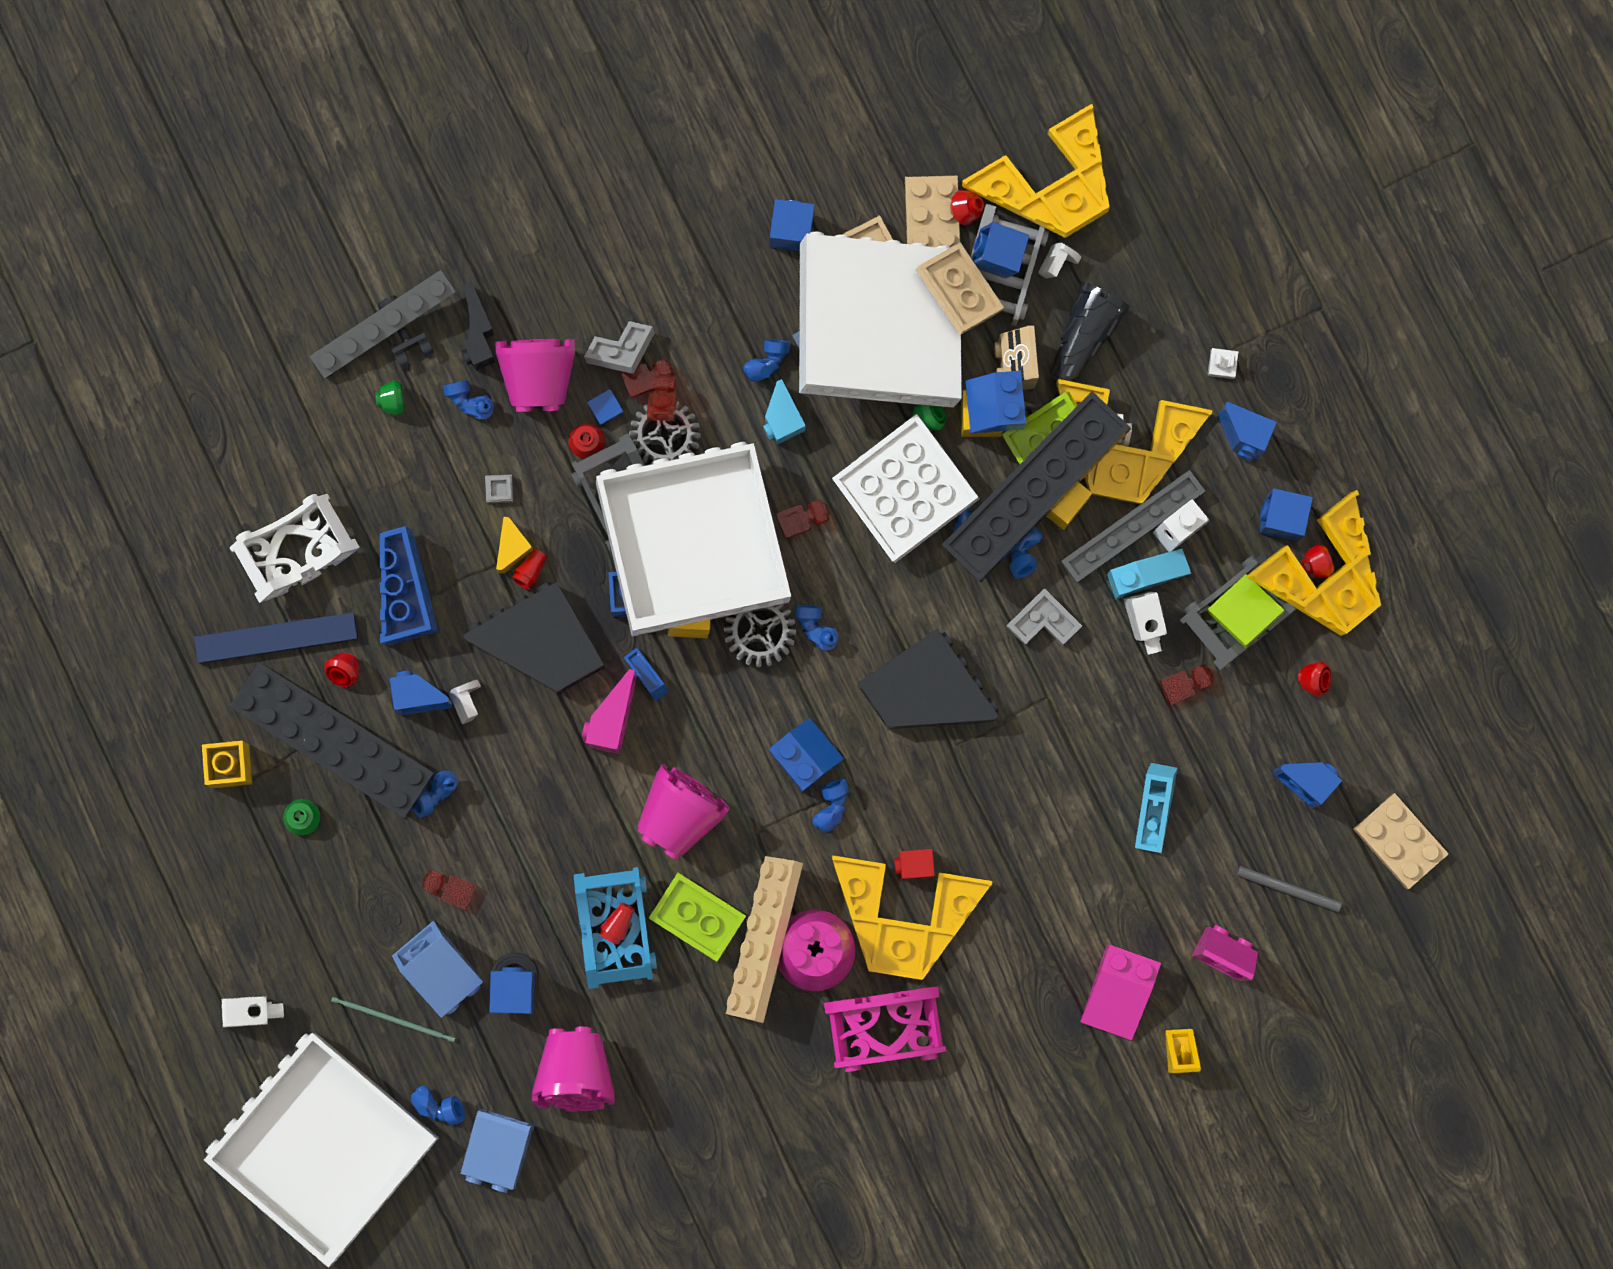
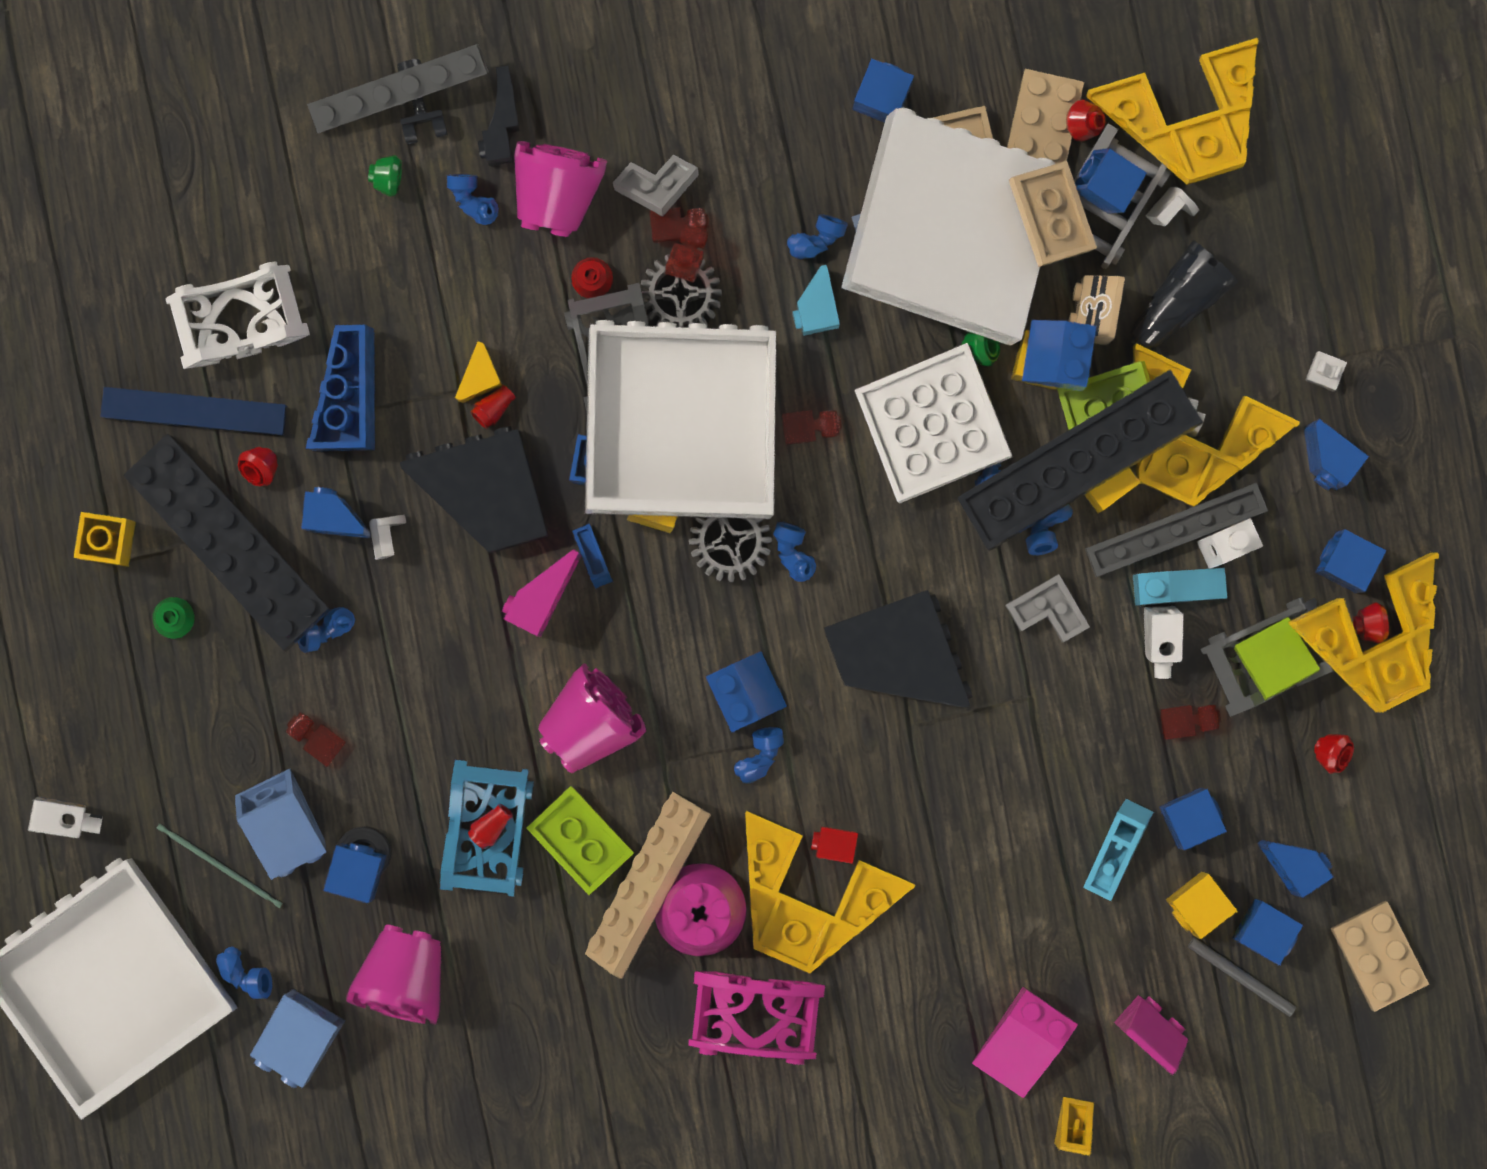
camera: 15 degrees right, 5 degrees up
(499, 488) = (481, 307): light grey tile -> none
(605, 407) = (622, 245): blue tile -> none
(1211, 764) = (1193, 818): none -> blue head
(1238, 836) = (1200, 905): none -> yellow head
(1300, 844) = (1267, 932): none -> blue head

